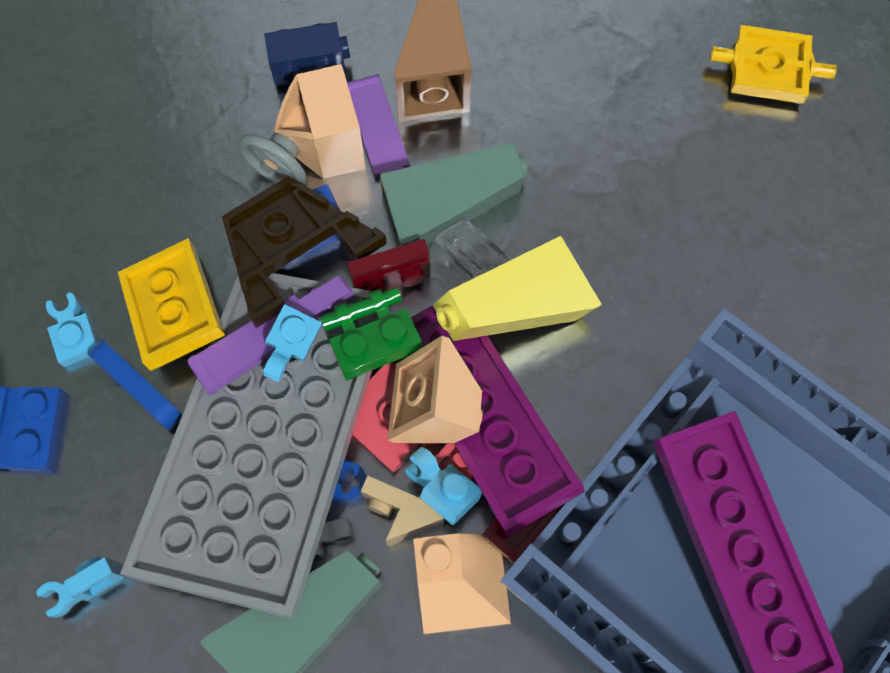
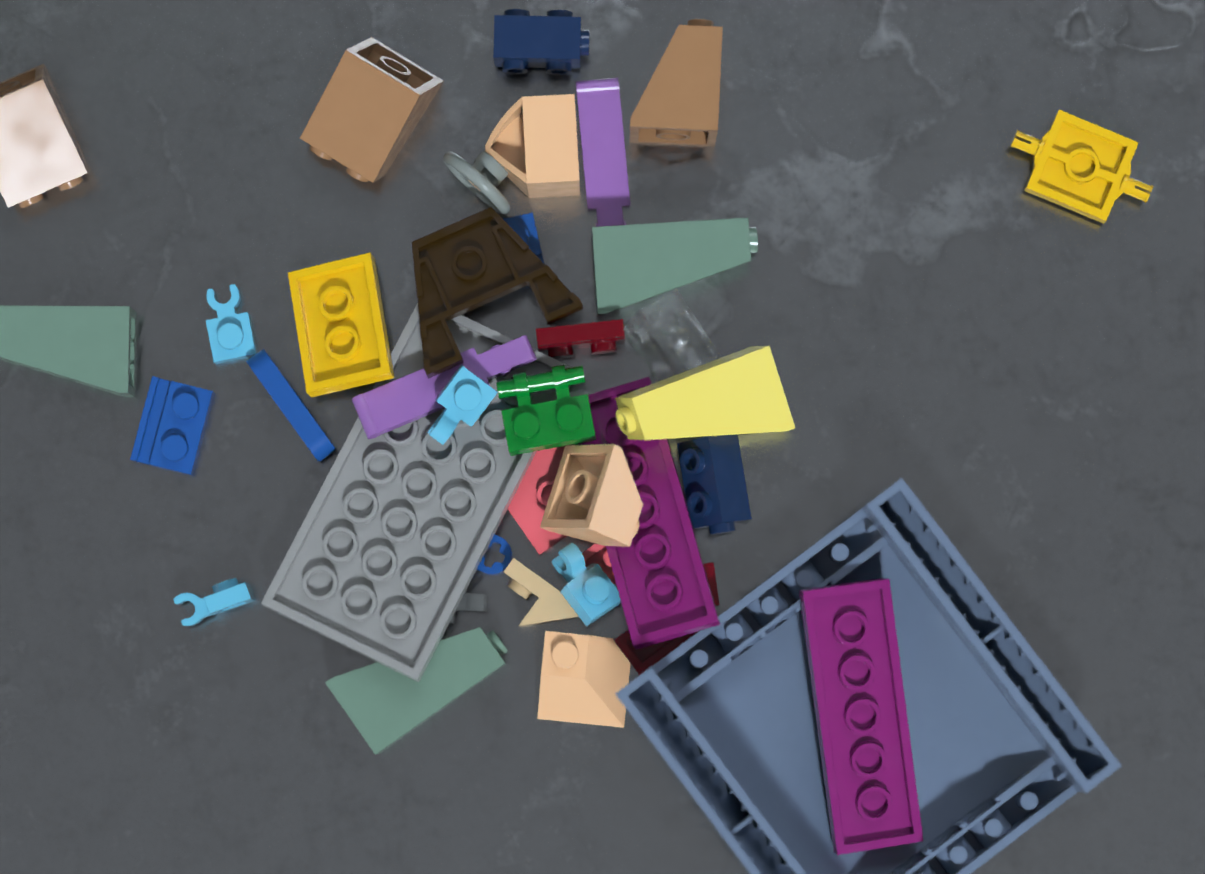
camera: 15 degrees right, 15 degrees up
(170, 129) = (369, 109): none -> medium nougat slope
(541, 368) = (714, 482): none -> dark blue brick

